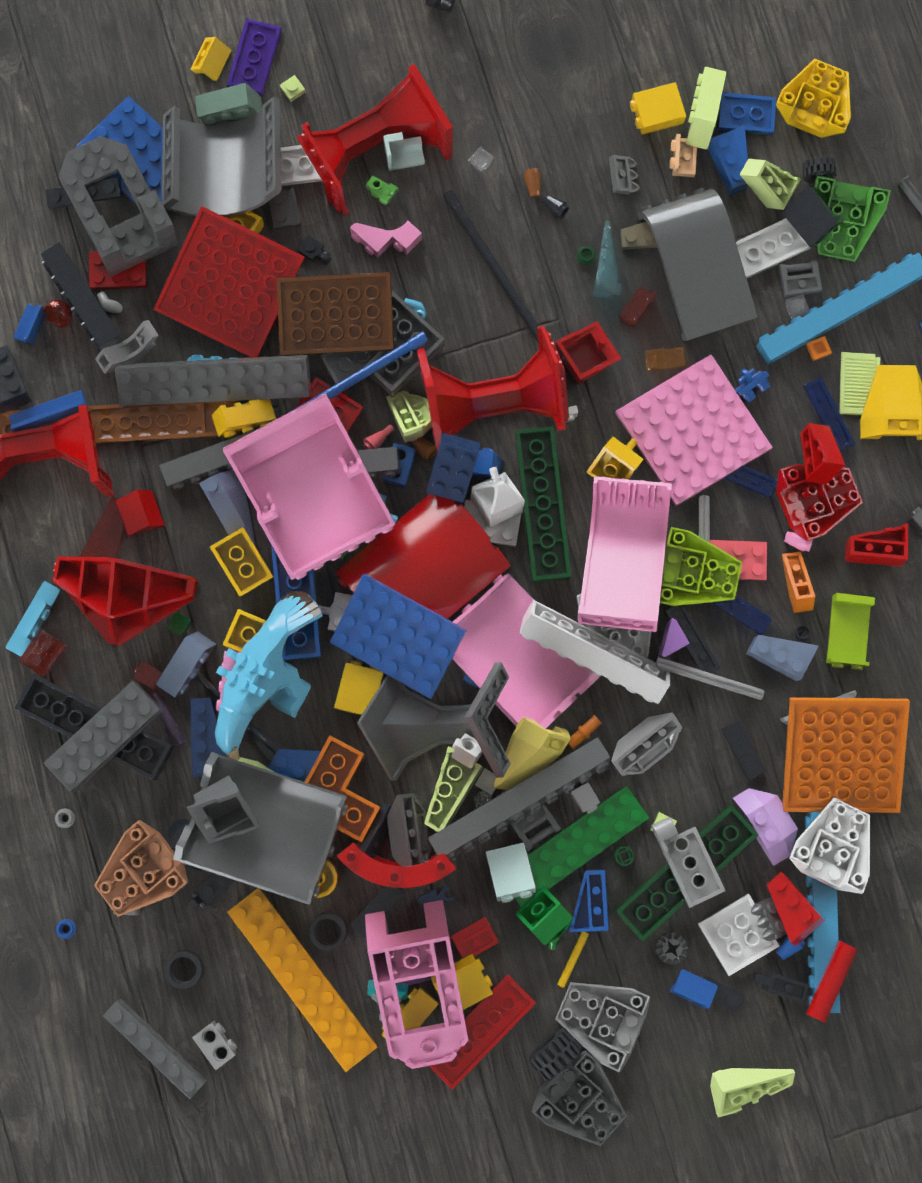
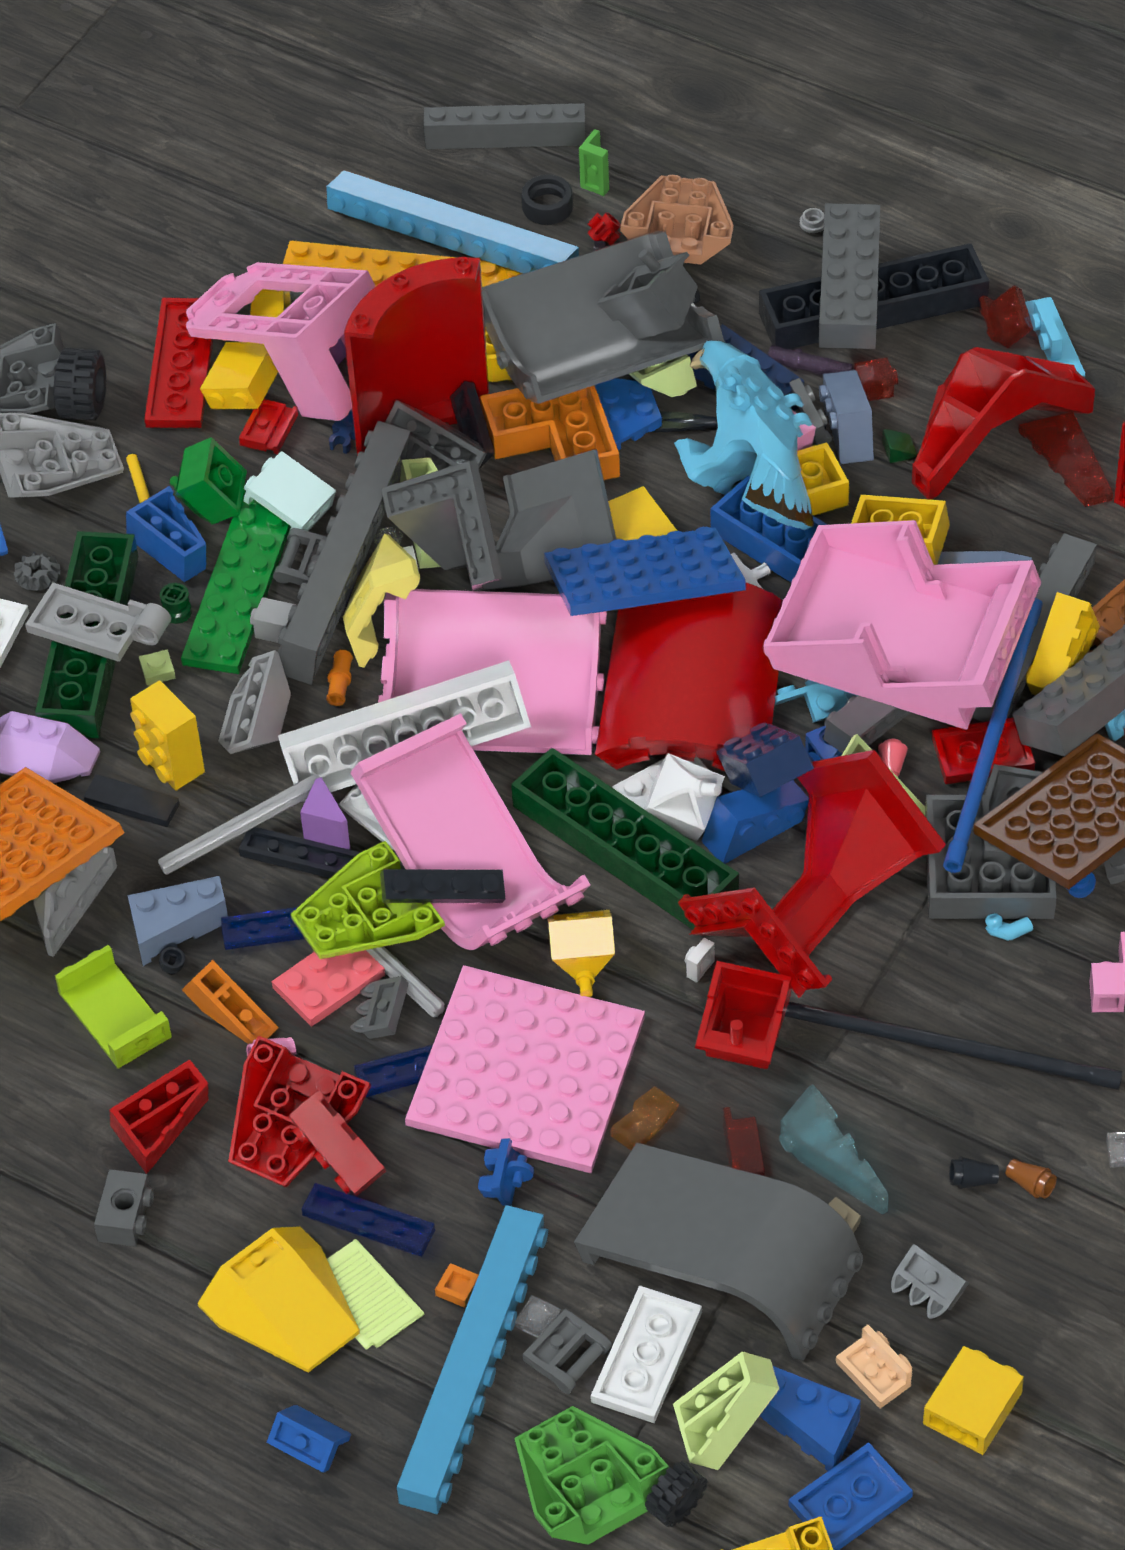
camera: 145 degrees right, 30 degrees down
(60, 932) = (704, 148): blue plate -> none
(139, 512) = (1062, 500): red slope -> none
(143, 961) = (594, 165): none -> bright green panel
(178, 914) = (604, 228): none -> red gear
(208, 676) = (816, 416): none -> dark grey plate
(210, 1048) = (447, 169): light grey brick -> none
(259, 991) = (444, 224): none -> dark azure brick
(586, 255) = (872, 1150): dark green plate -> none
(654, 547) = (442, 886): none -> black plate
(705, 107) = (914, 1443): yellowish green wedge -> none
(709, 756) = (167, 735): none -> yellow brick
(730, 518) = (382, 1009): none -> dark grey plate
(811, 217) = (627, 1409): black panel -> none

